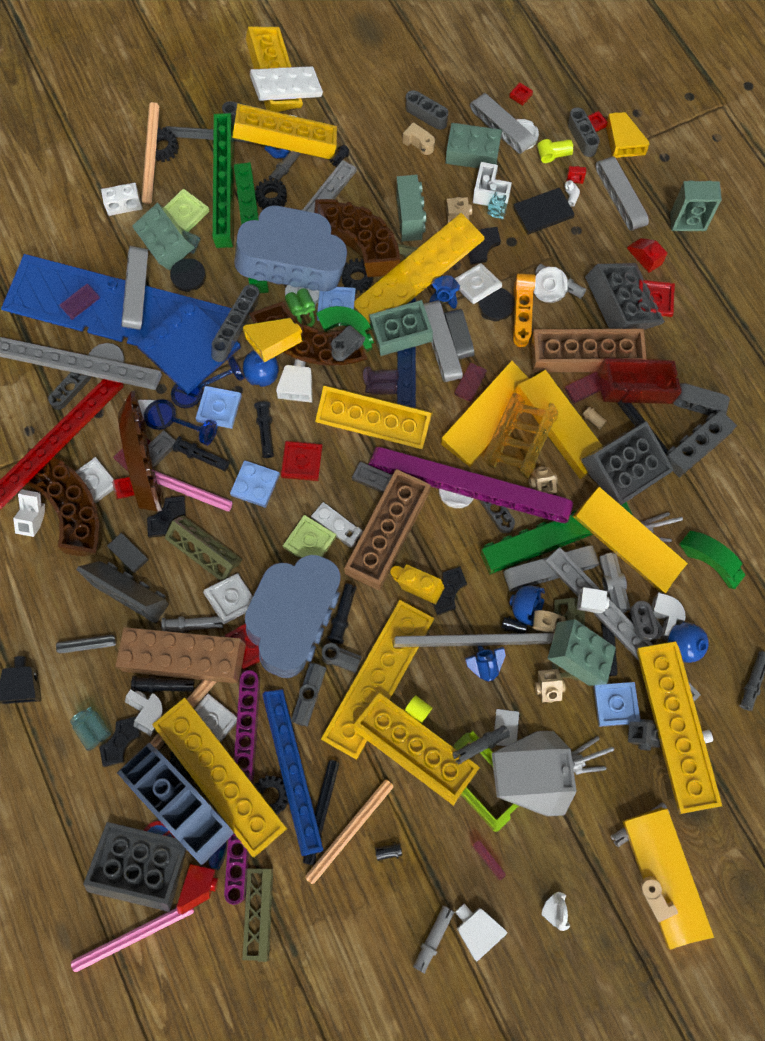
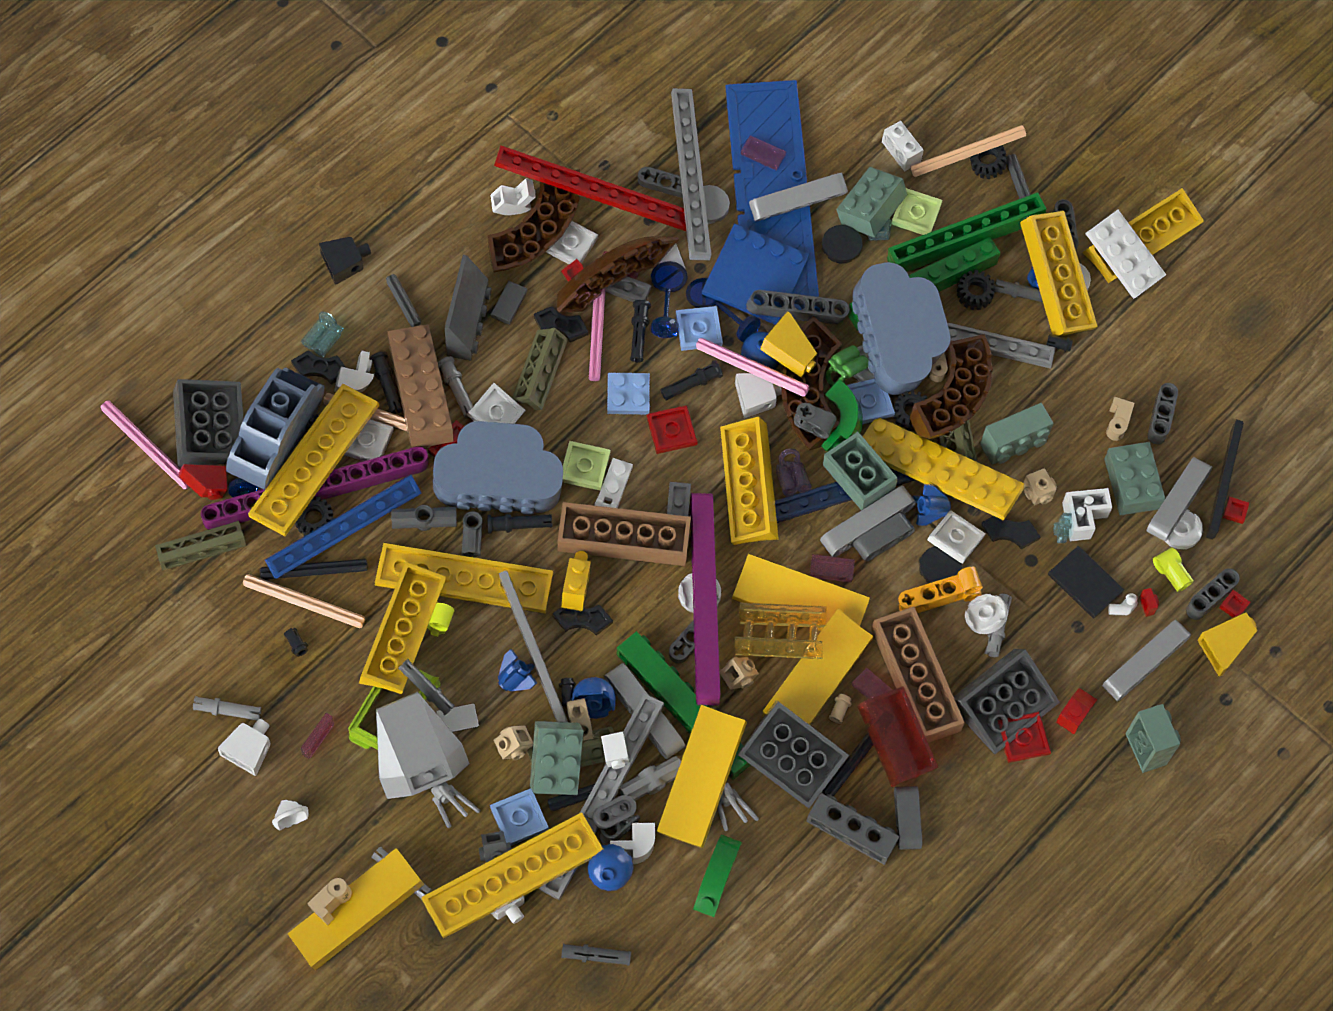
camera: 65 degrees right, 5 degrees down
(276, 375) = (752, 367): none -> bright pink axle
(494, 91) = (1224, 480): none -> black tile

